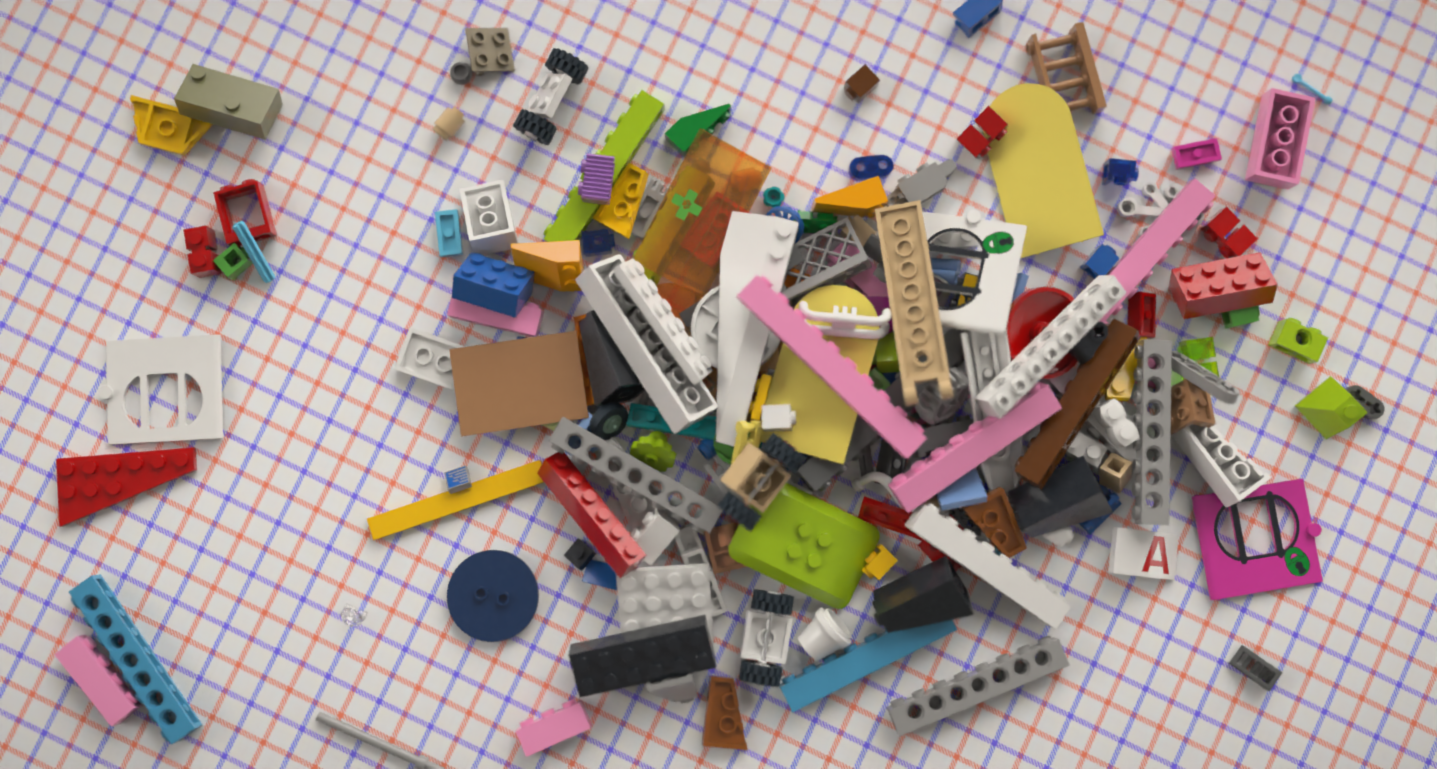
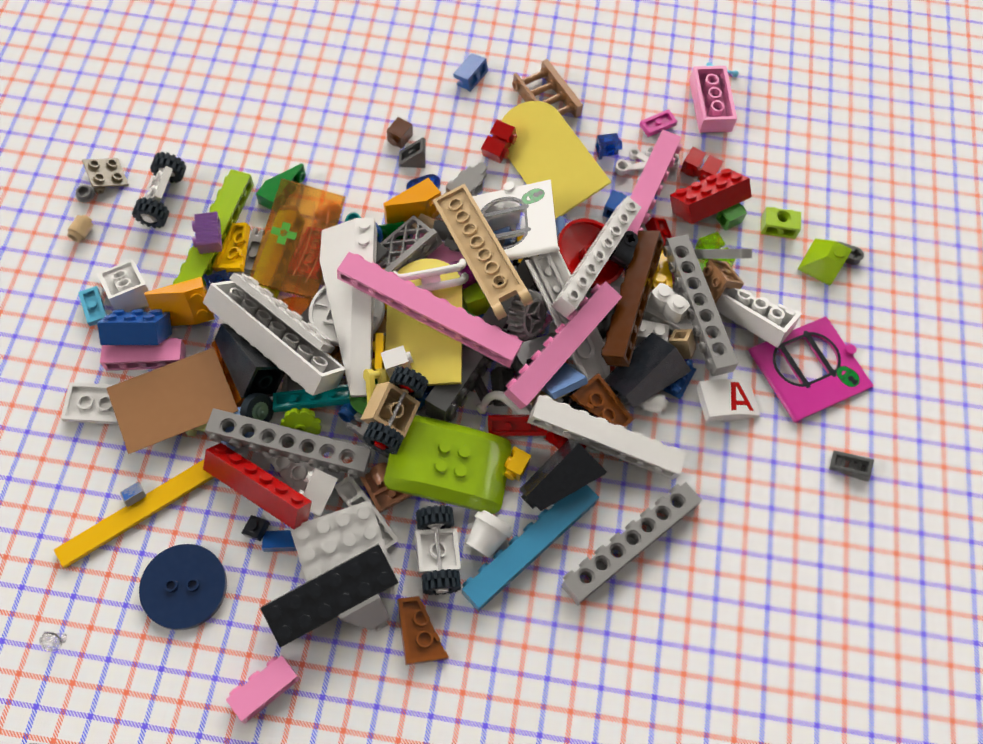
camera: 15 degrees left, 20 degrees down
(869, 122) = (414, 155): none -> dark grey slope

